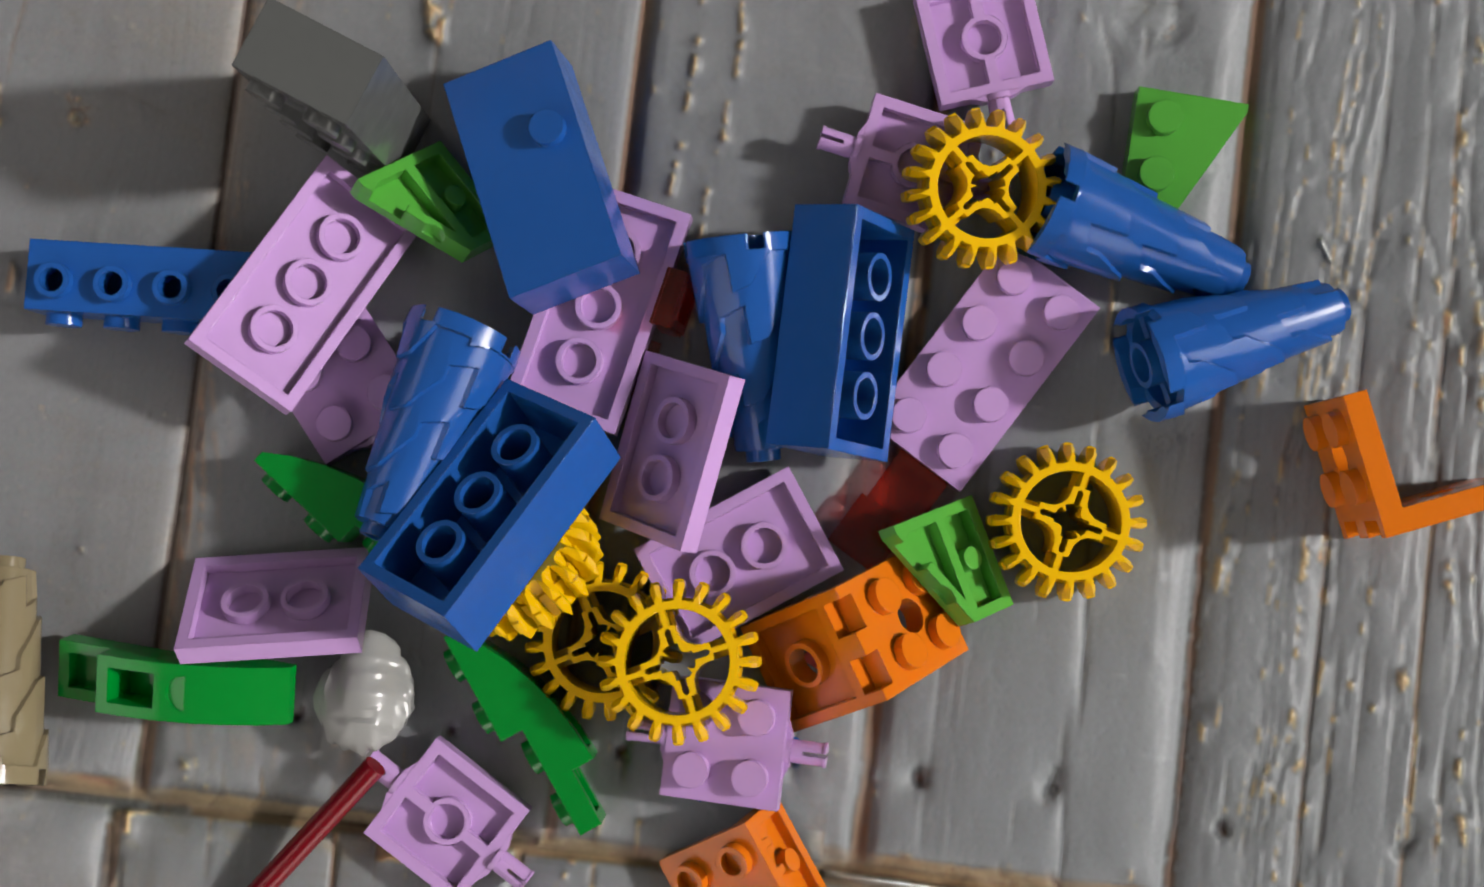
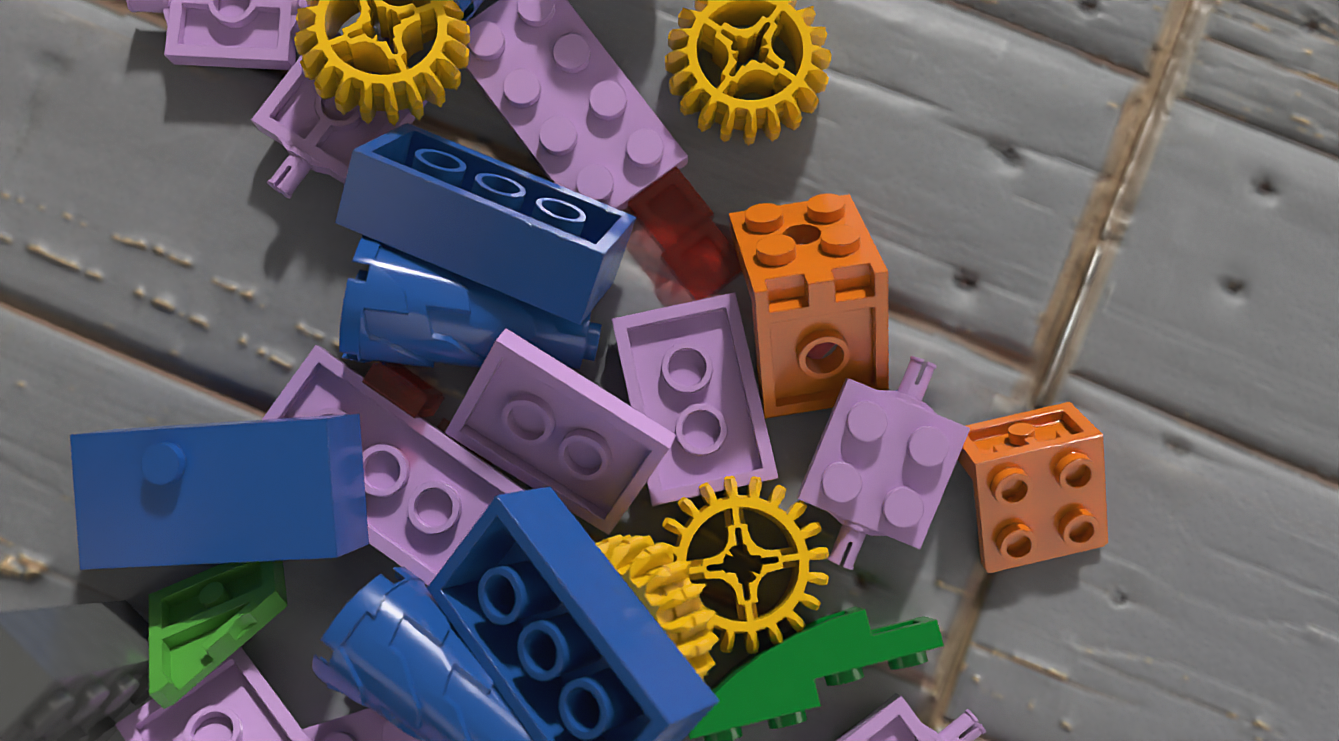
camera: 80 degrees left, 5 degrees down
(629, 677) = (845, 480): yellow gear -> none
(952, 560) = (755, 181): bright green wing -> none

